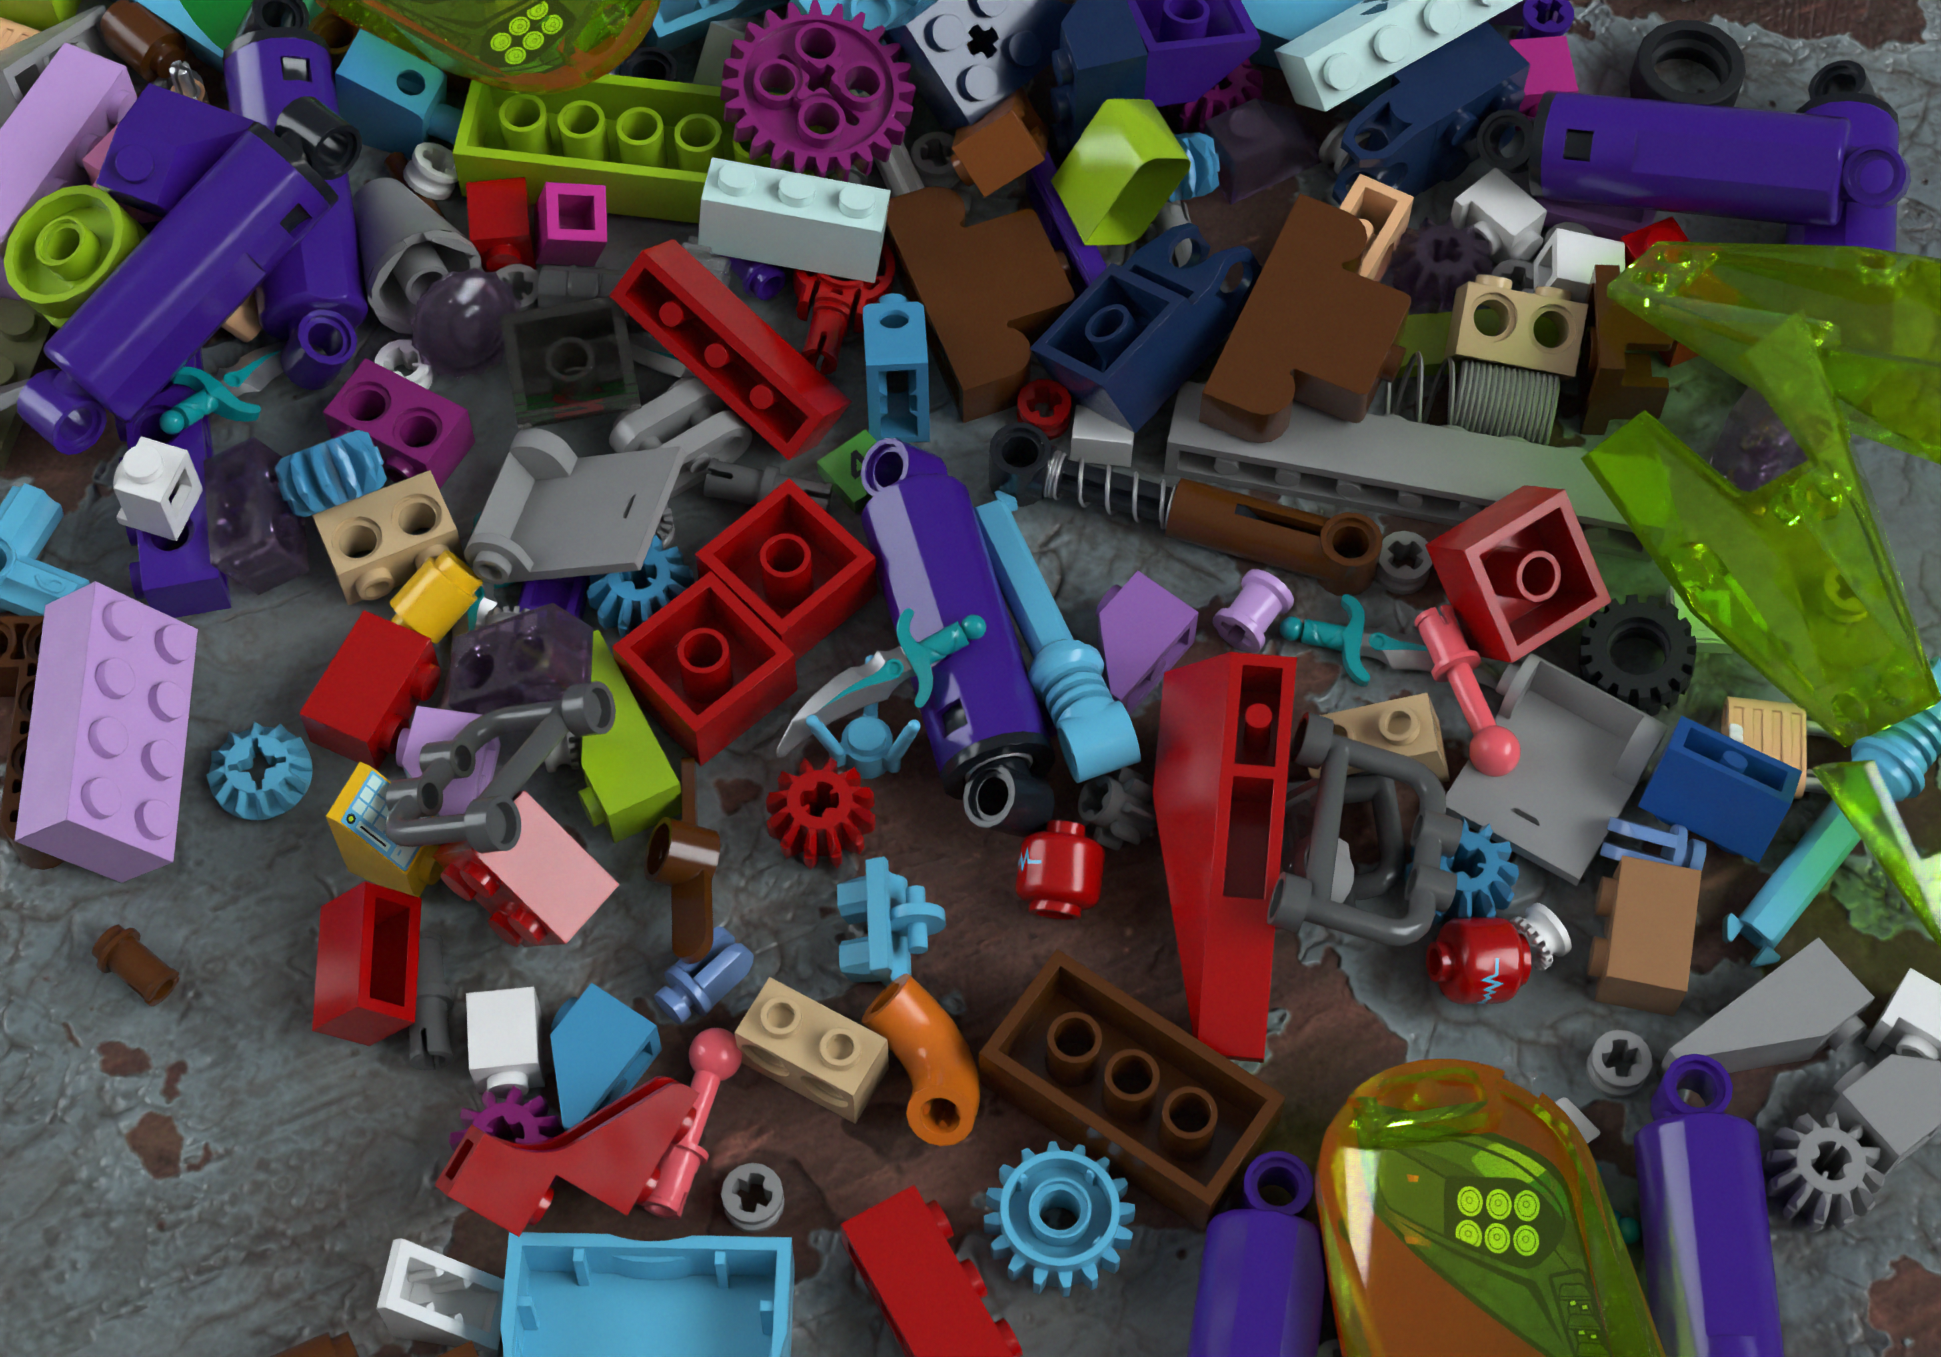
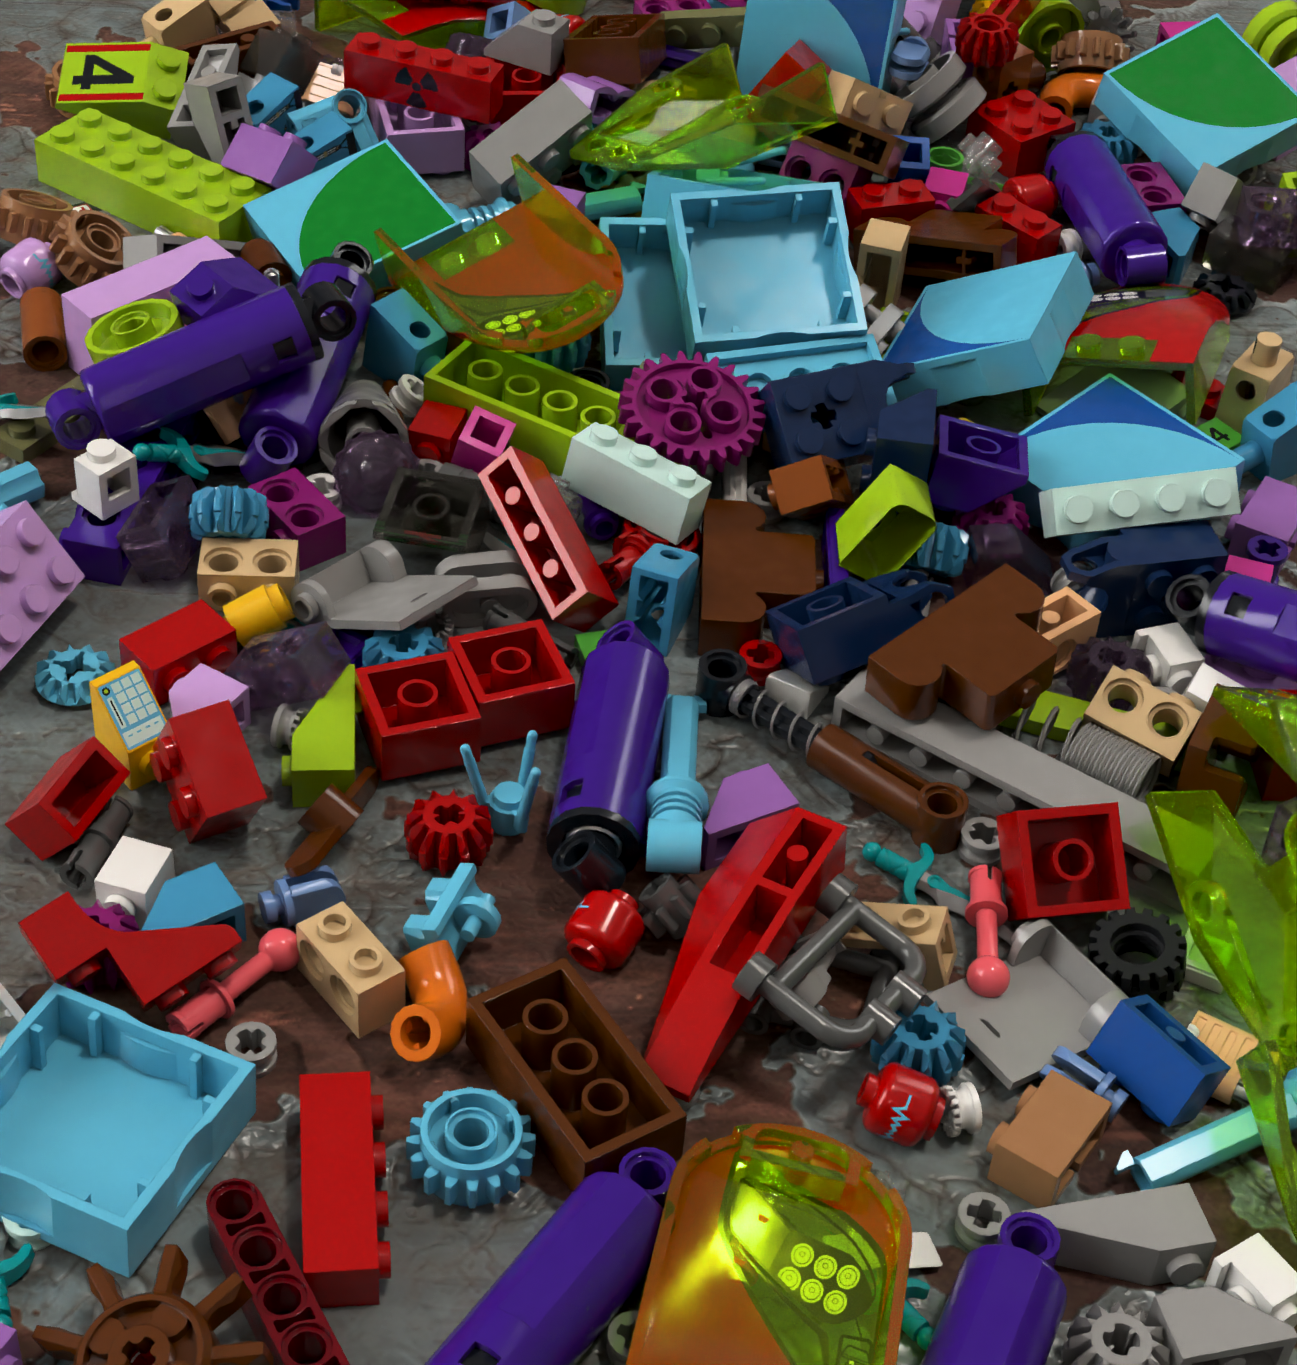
camera: 20 degrees right, 20 degrees down
(492, 818) = (194, 696): dark grey bar -> none
(881, 675) = (530, 746): piece -> none
(1253, 611) = (861, 821): lavender bush -> none

